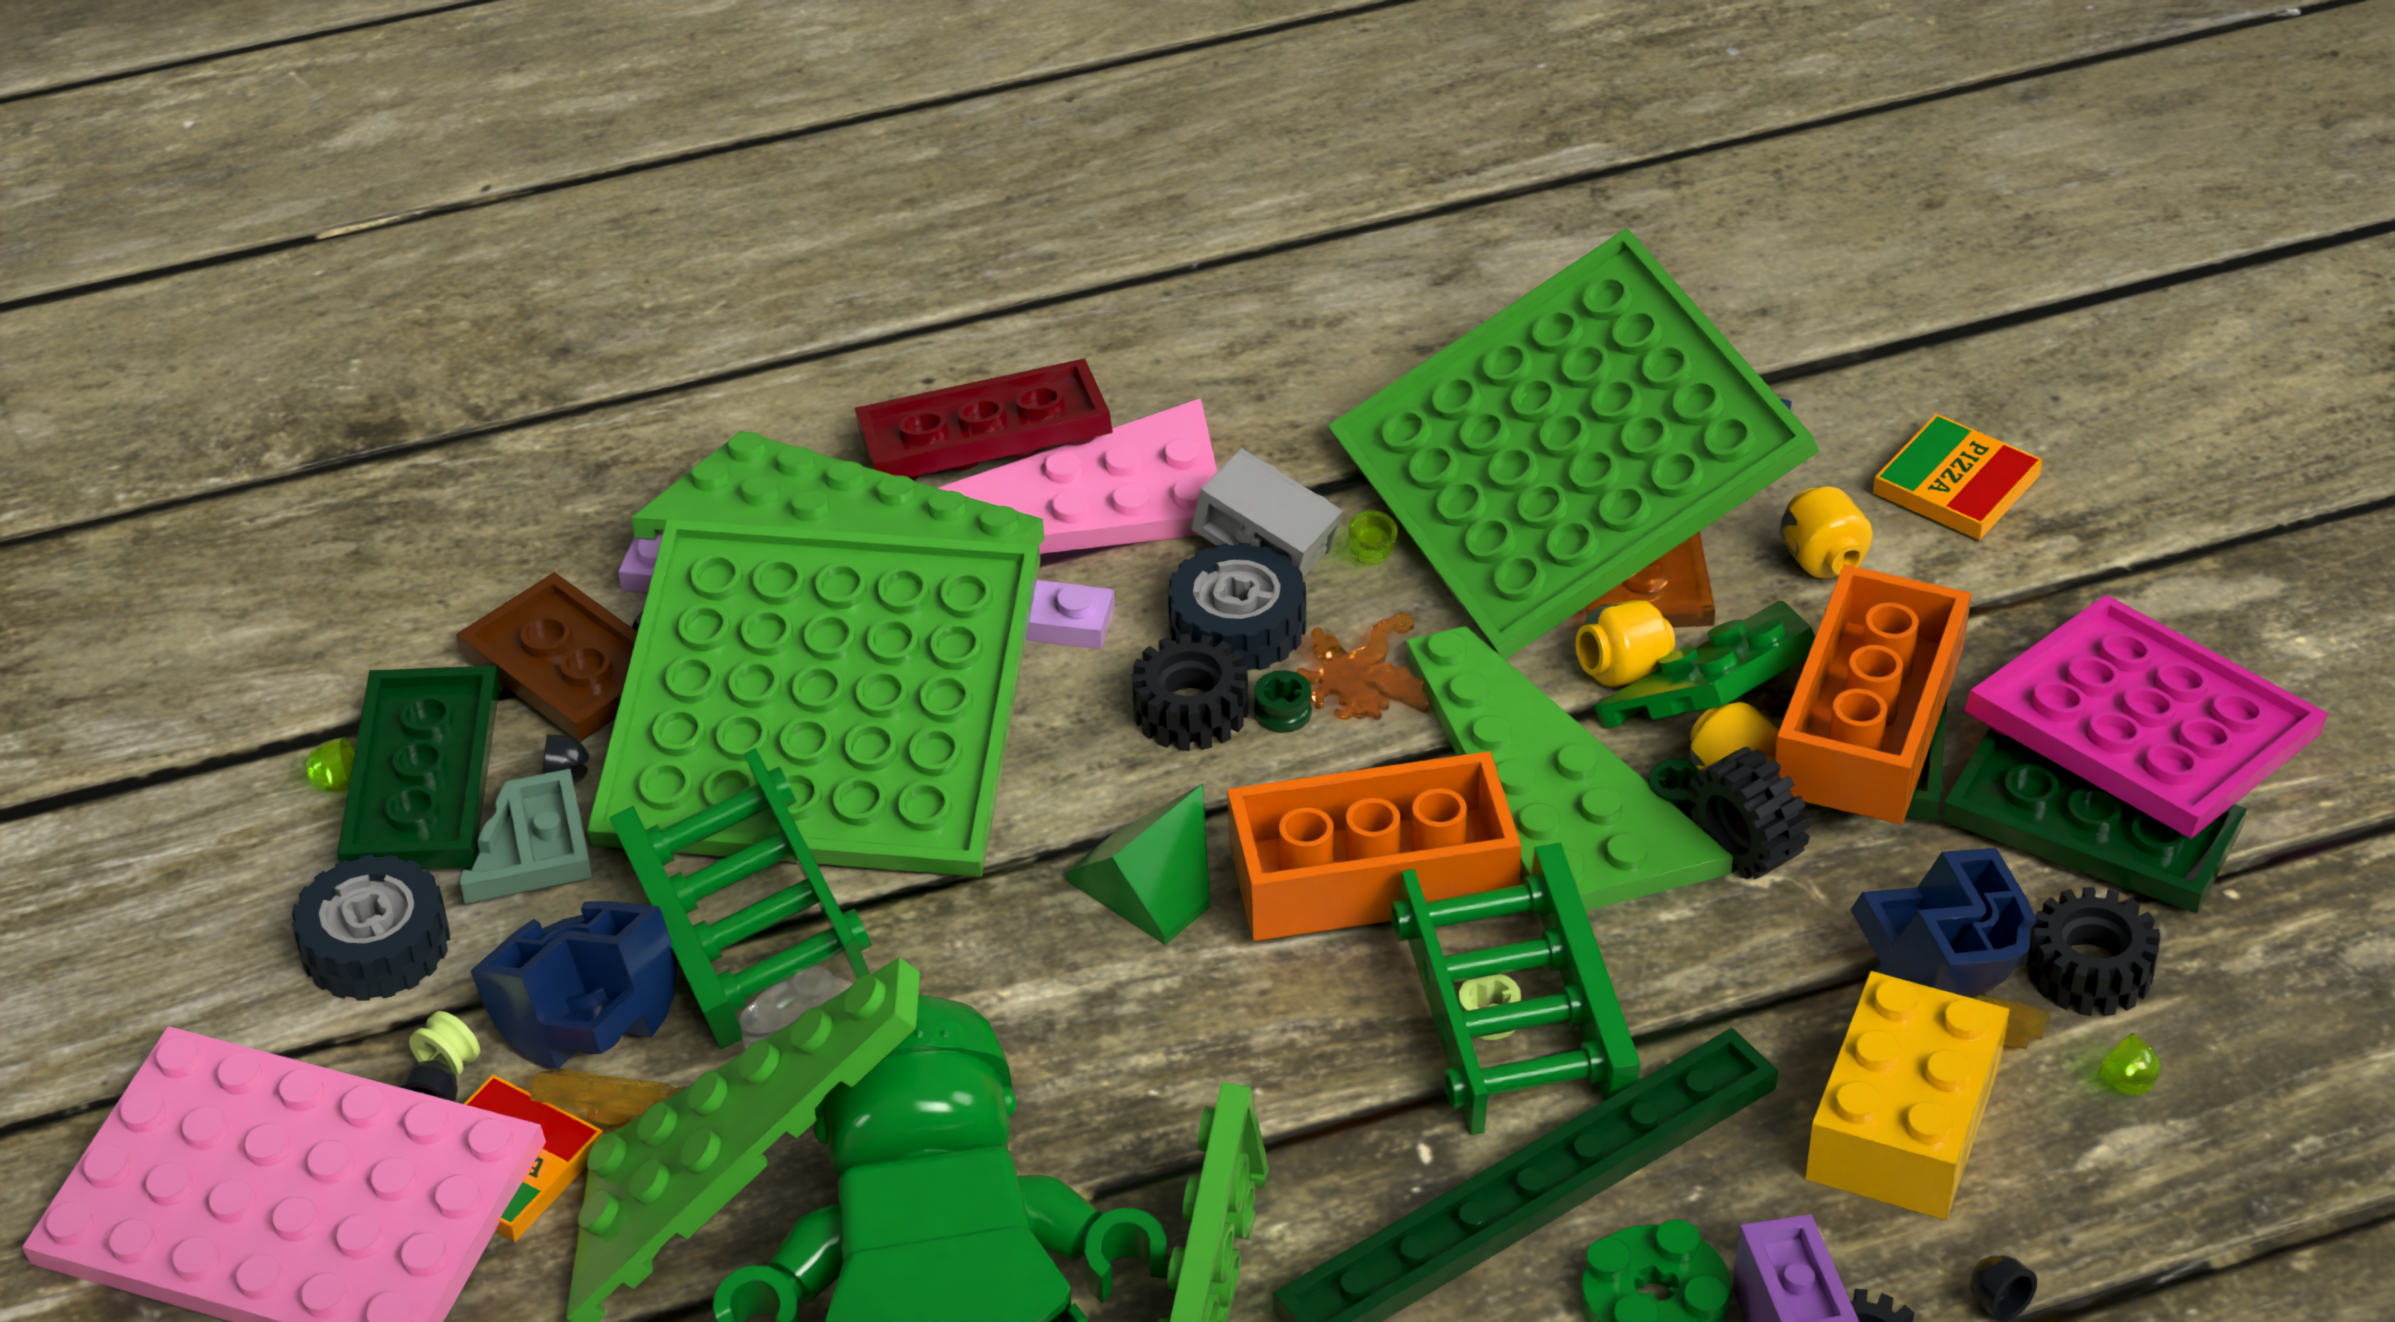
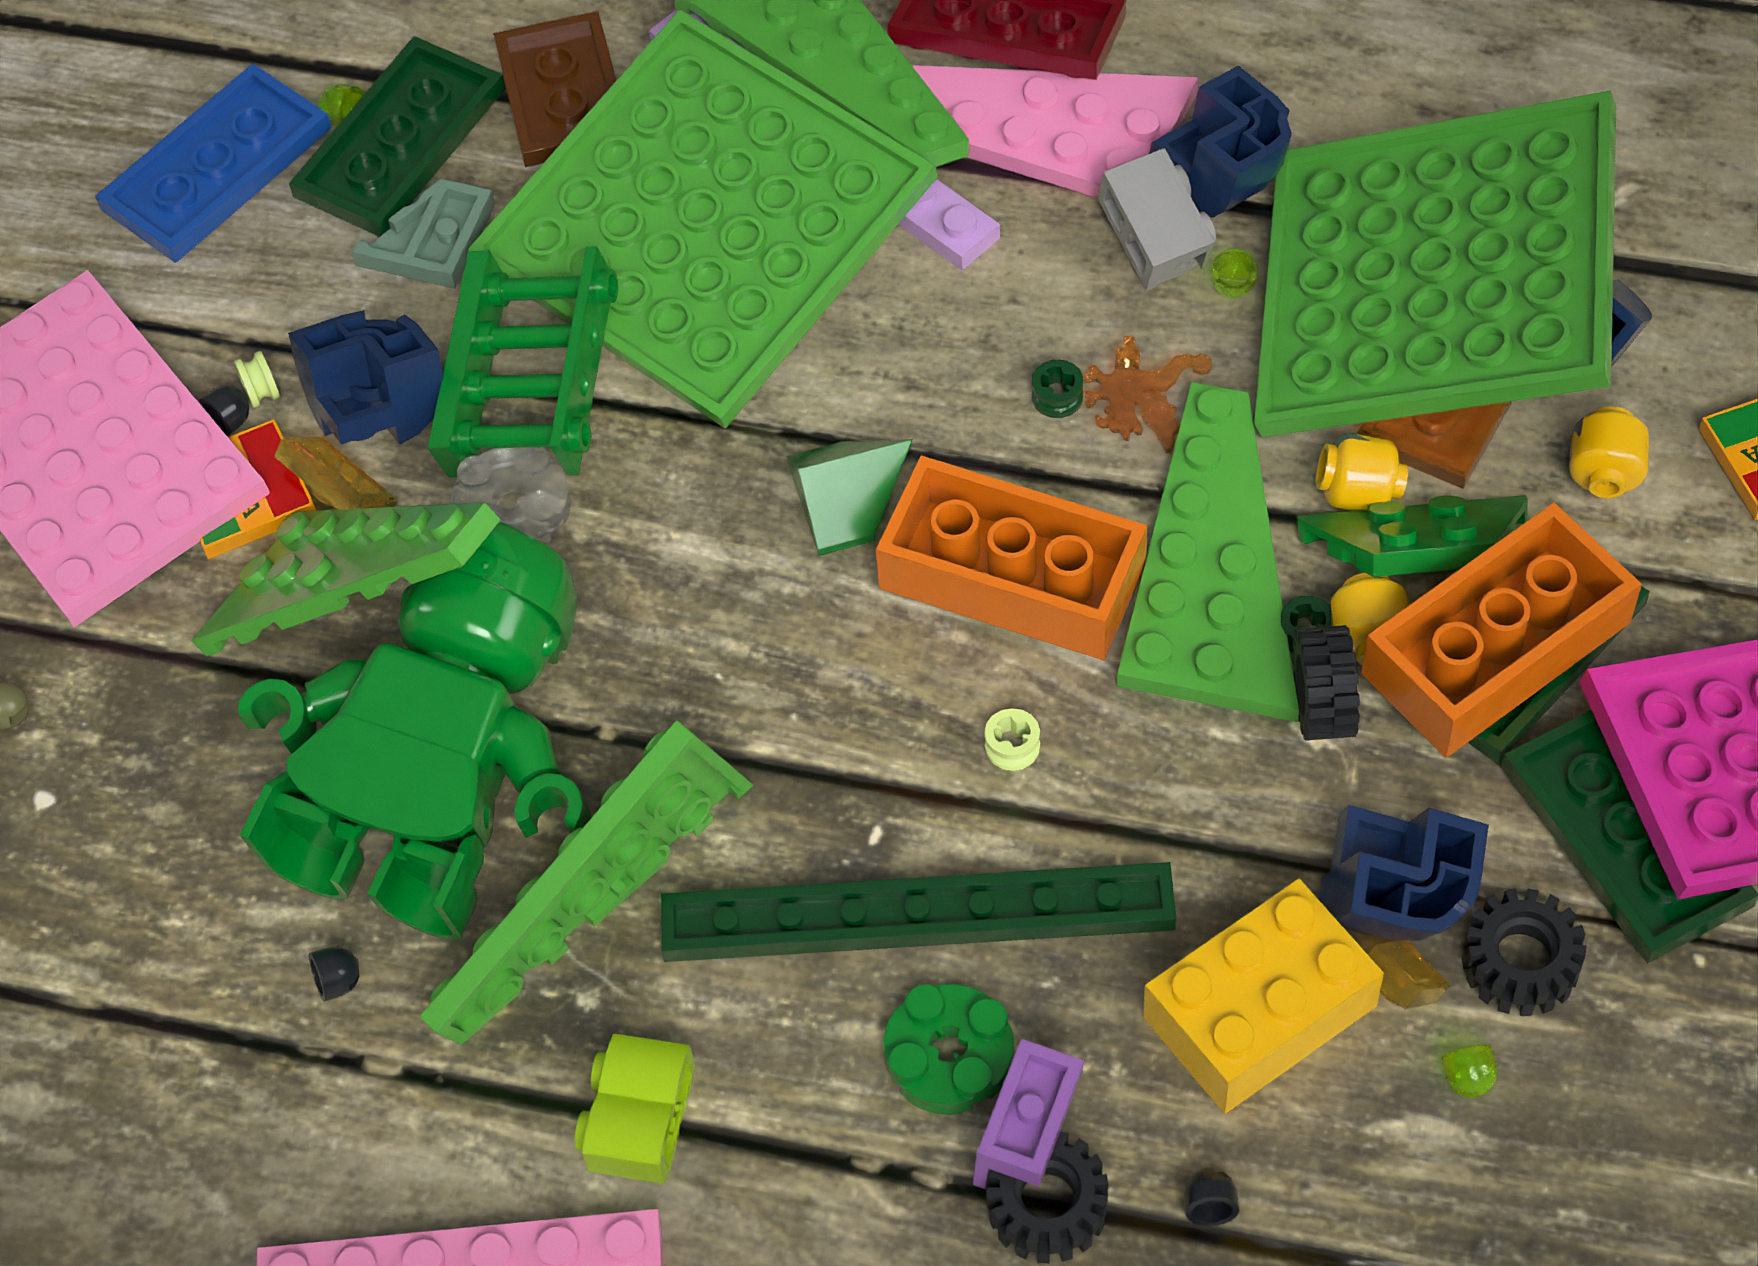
camera: 35 degrees right, 15 degrees up
(227, 876) = (213, 162): none -> blue plate
(371, 927) = (276, 254): black wheel -> none
(565, 753) = (498, 176): black hinge -> none
(1194, 716) = (982, 320): black tyre -> none
(1241, 598) = (1087, 312): black wheel -> none
(1289, 421) = (1231, 142): none -> dark blue brick
(1565, 946) = (1069, 779): green fence -> none

